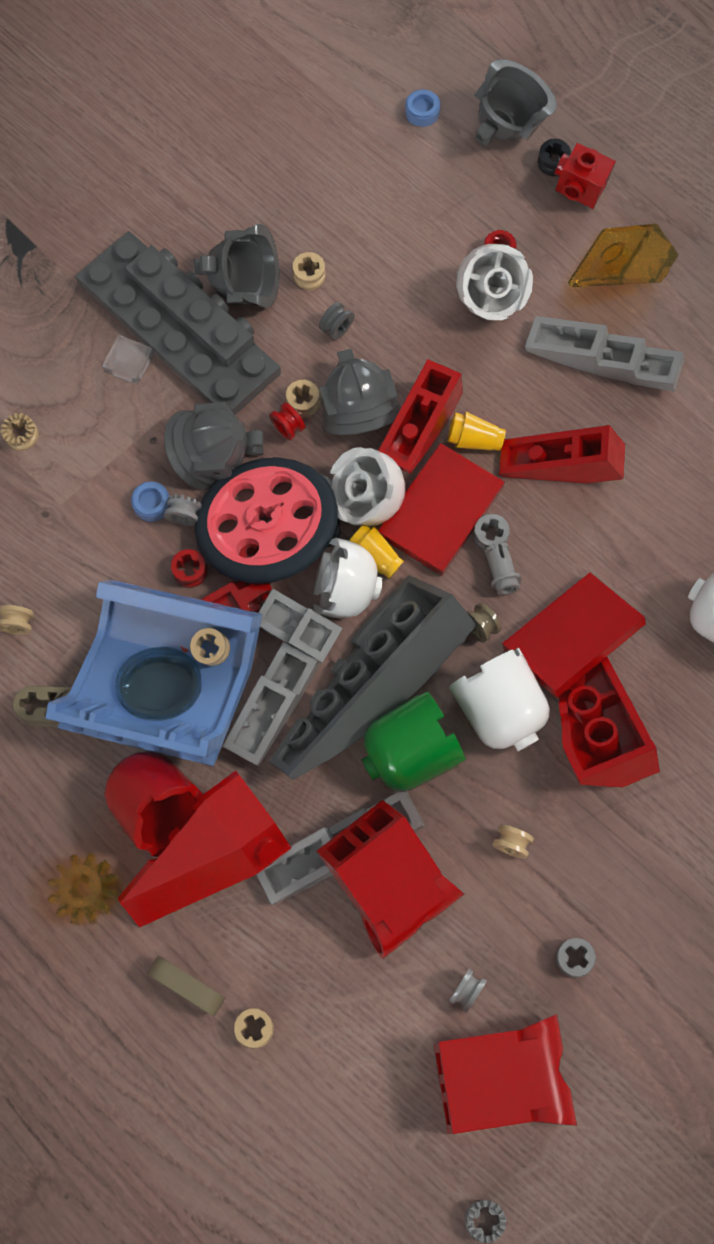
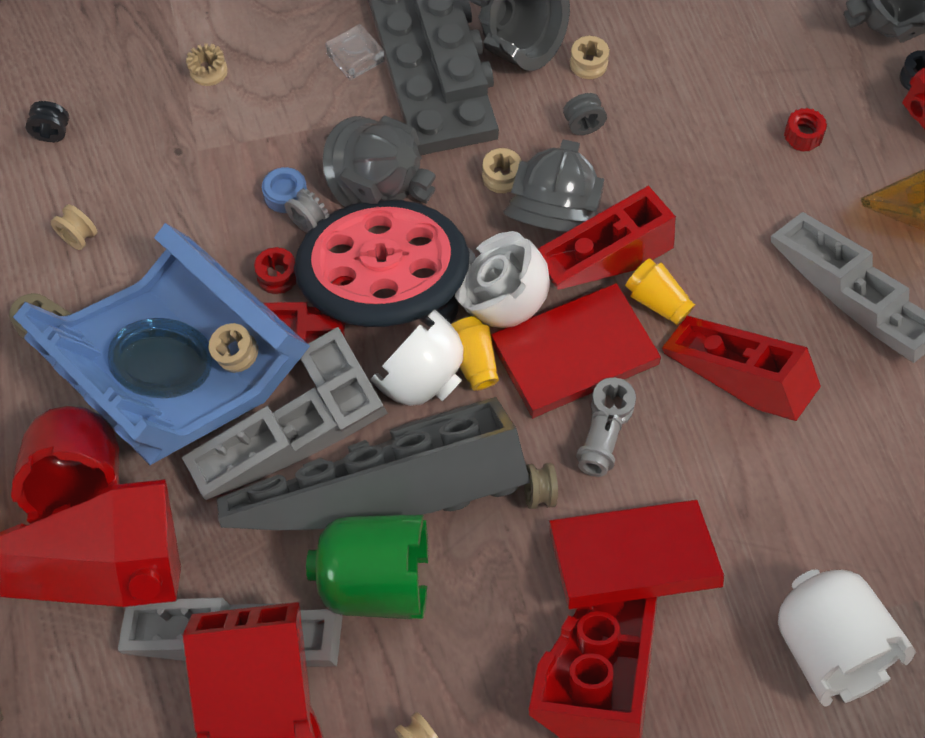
camera: 30 degrees right, 10 degrees down
(287, 421) = (470, 181): red bush -> none
(494, 281) = (774, 150): white cylinder -> none
(503, 702) = (505, 576): white cylinder -> none

